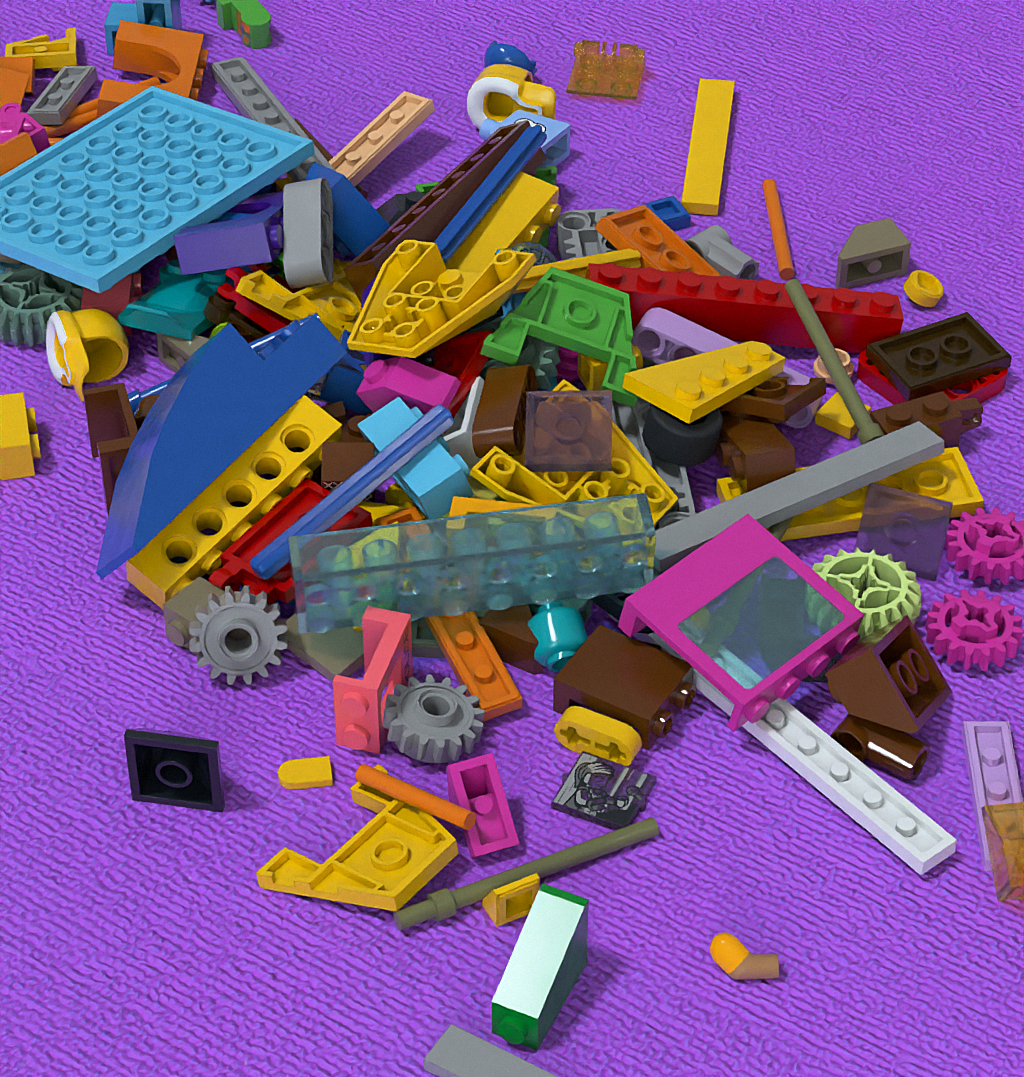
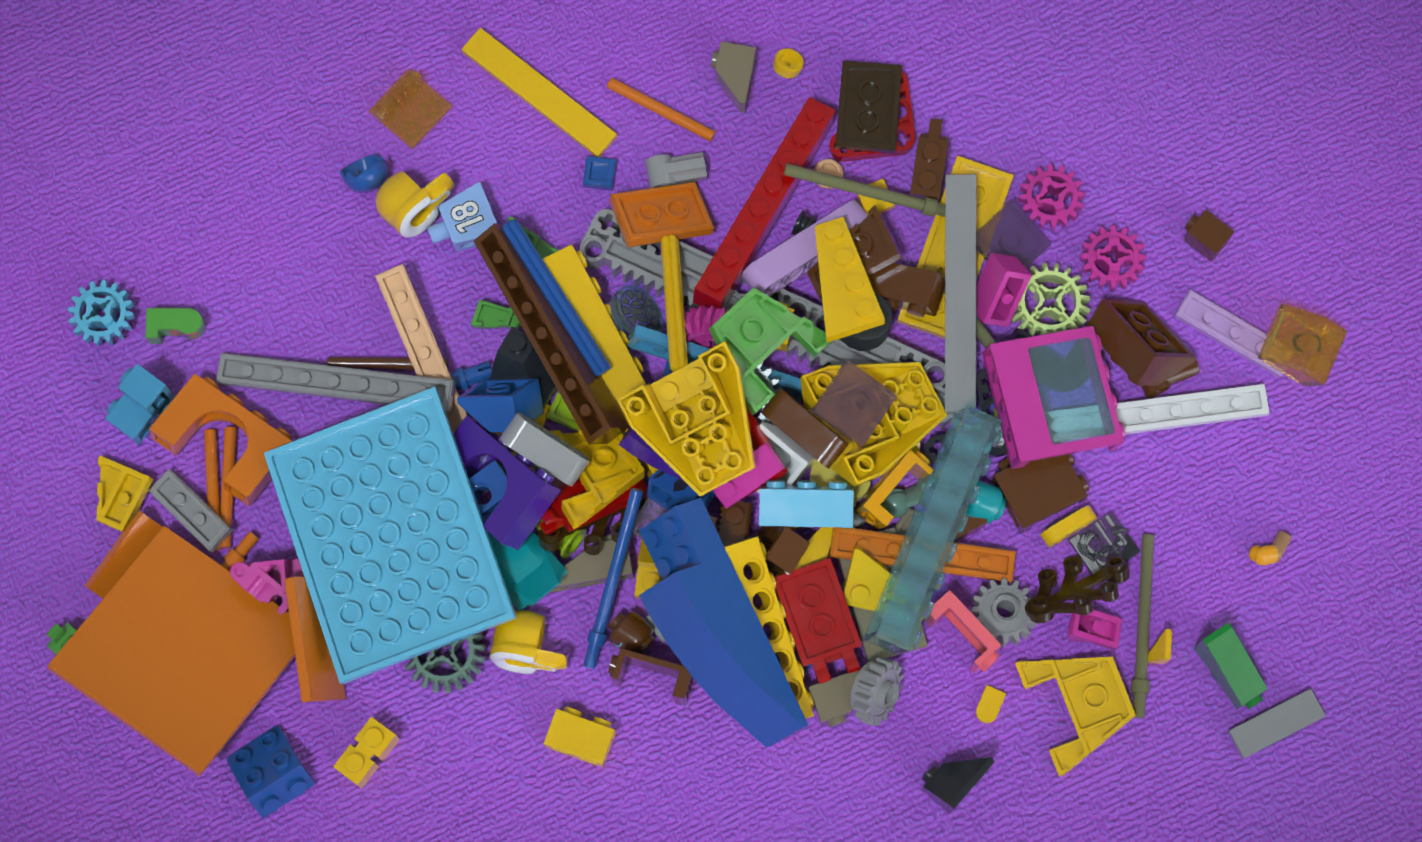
camera: 55 degrees left, 35 degrees up
(355, 488) = (825, 564): blue axle -> none
(415, 796) = (1065, 660): orange bar -> none
(462, 728) = (1043, 606): none -> dark brown plant
(831, 526) = (1000, 289): none -> dark pink brick

